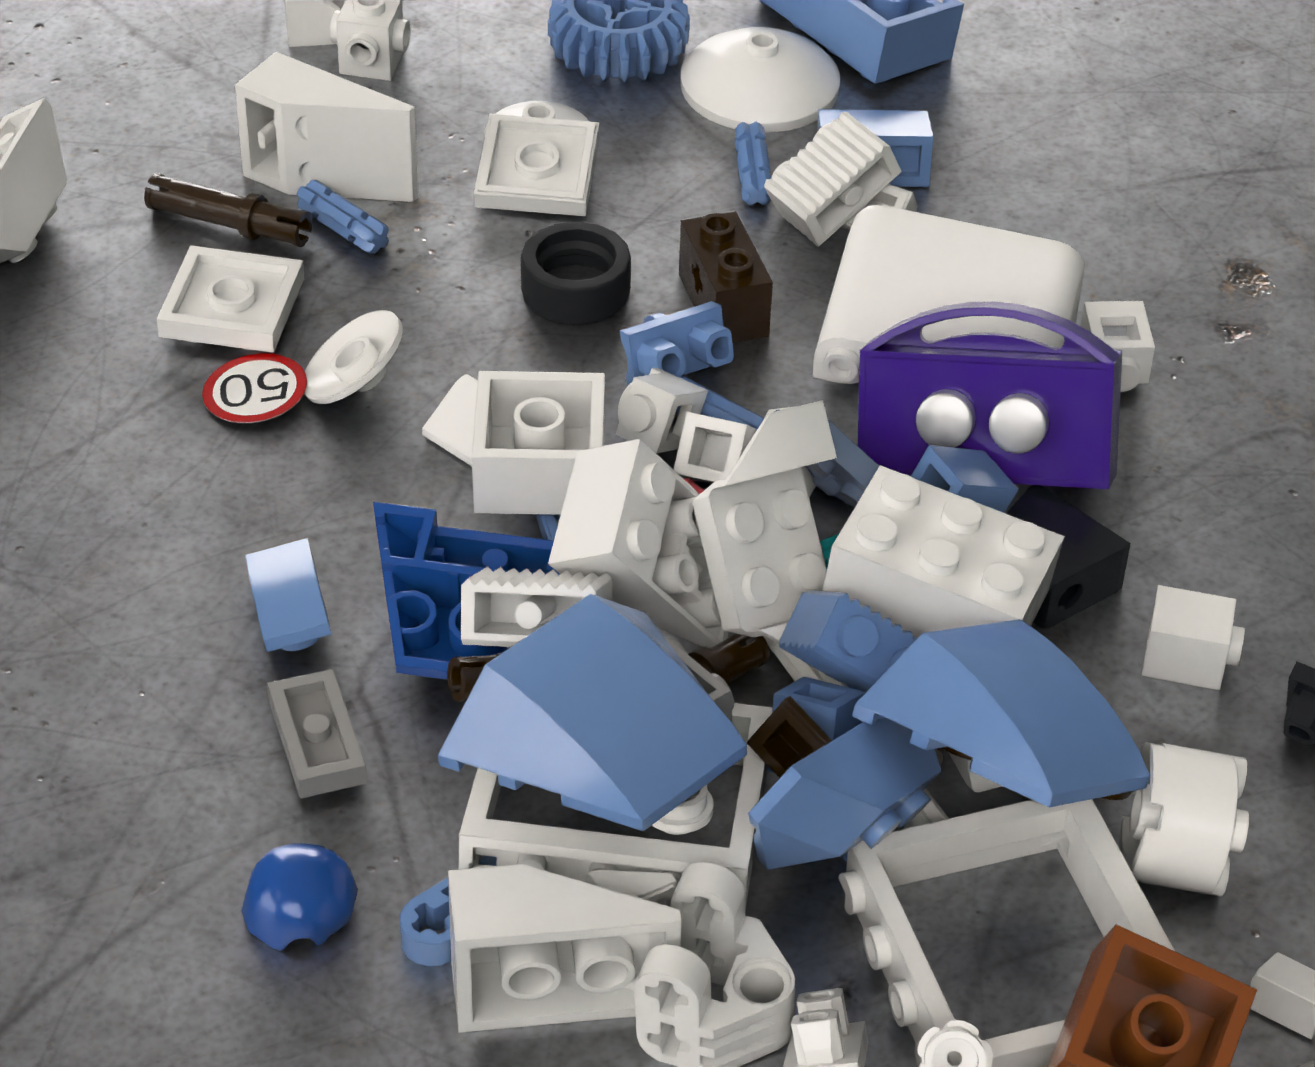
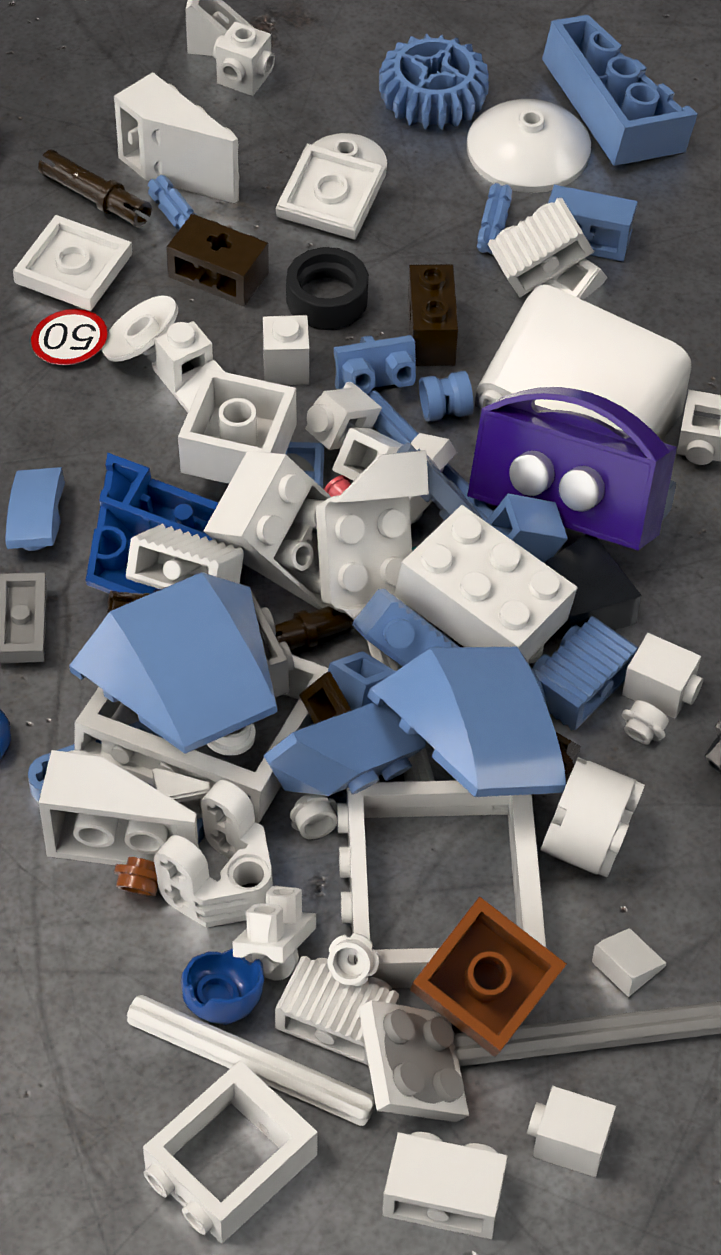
camera: 15 degrees right, 10 degrees up
(417, 369) = (180, 345): none -> white brick
(422, 263) = (218, 259): none -> dark brown brick
(553, 338) = (286, 349): none -> white brick
(603, 1026) = (137, 876): none -> dark orange plate
(778, 367) = (446, 396): none -> medium blue wheel
(811, 899) = (314, 816): none -> white plate
(1100, 634) = (583, 671): none -> medium blue brick
(1190, 697) = (645, 722): none -> white plate

